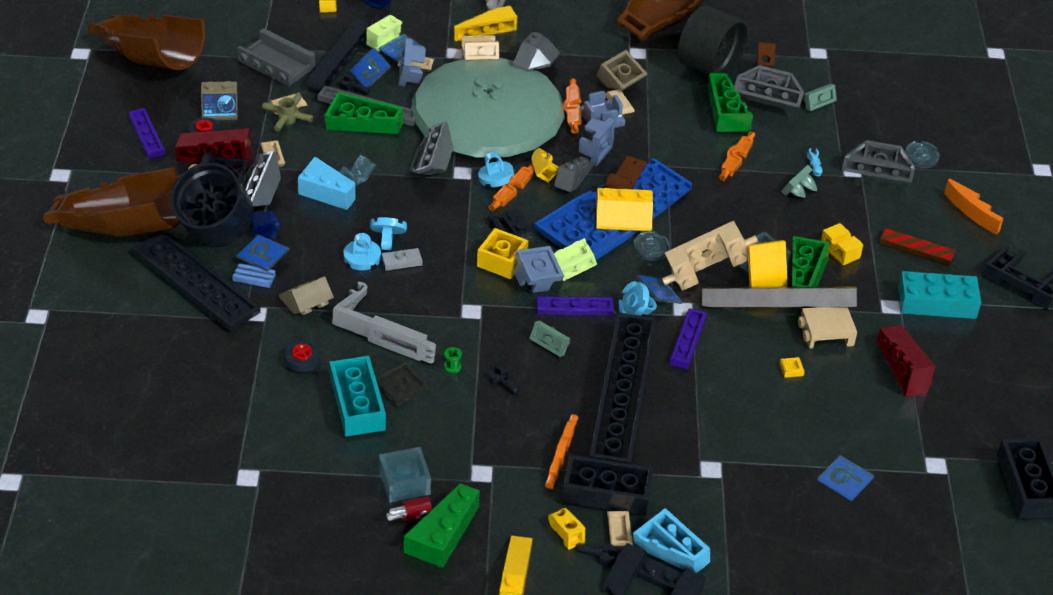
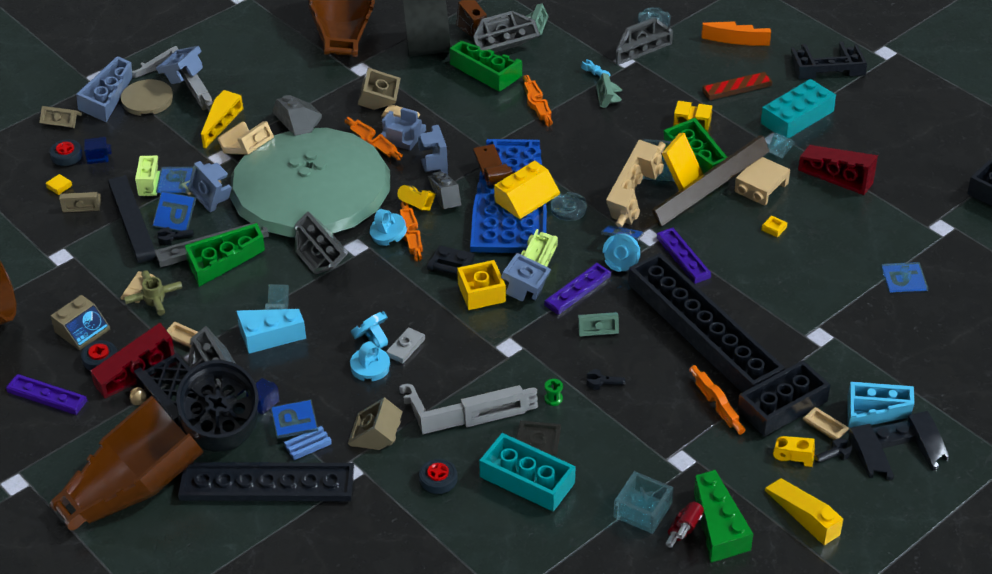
camera: 40 degrees left, 0 degrees up
(277, 58) = (77, 254): dark grey panel -> none
(324, 25) = (80, 202): none -> dark tan panel
(884, 313) = (780, 145): none -> clear light blue slope

